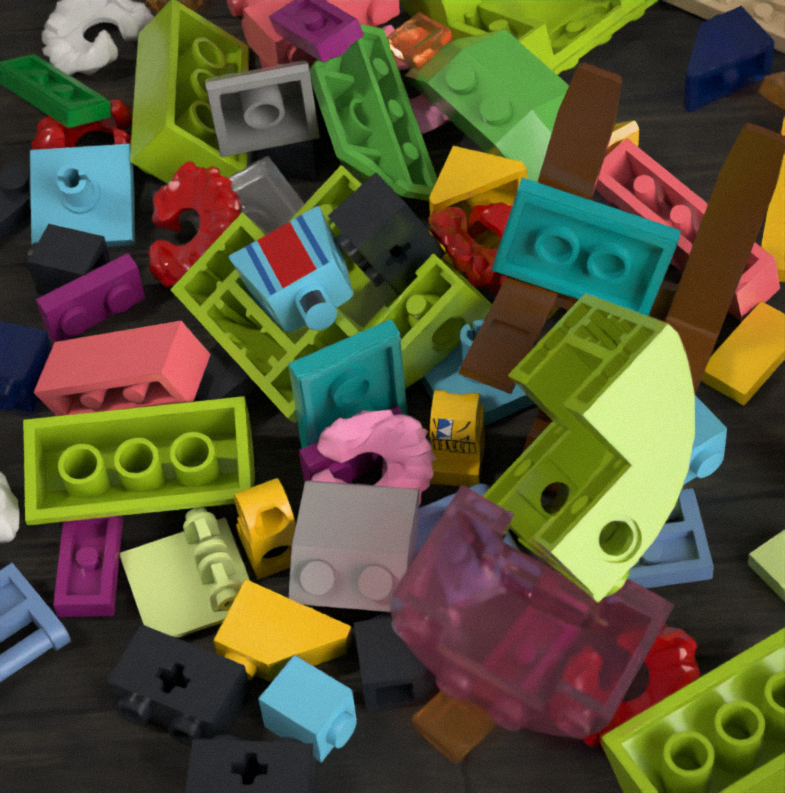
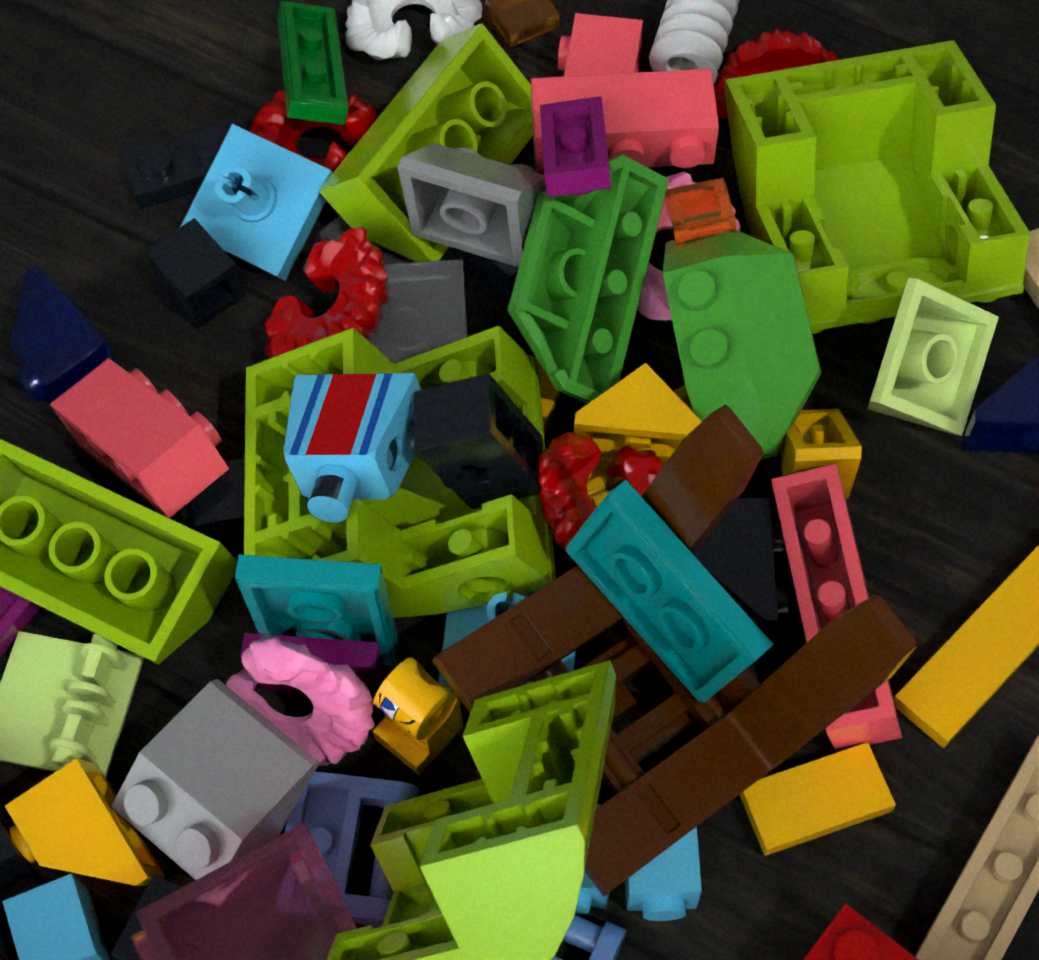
camera: 30 degrees right, 10 degrees up
(91, 299) = (187, 324): magenta plate -> none
(264, 524) = (150, 694): yellow leg -> none
(636, 48) = (933, 359): none -> yellowish green slope

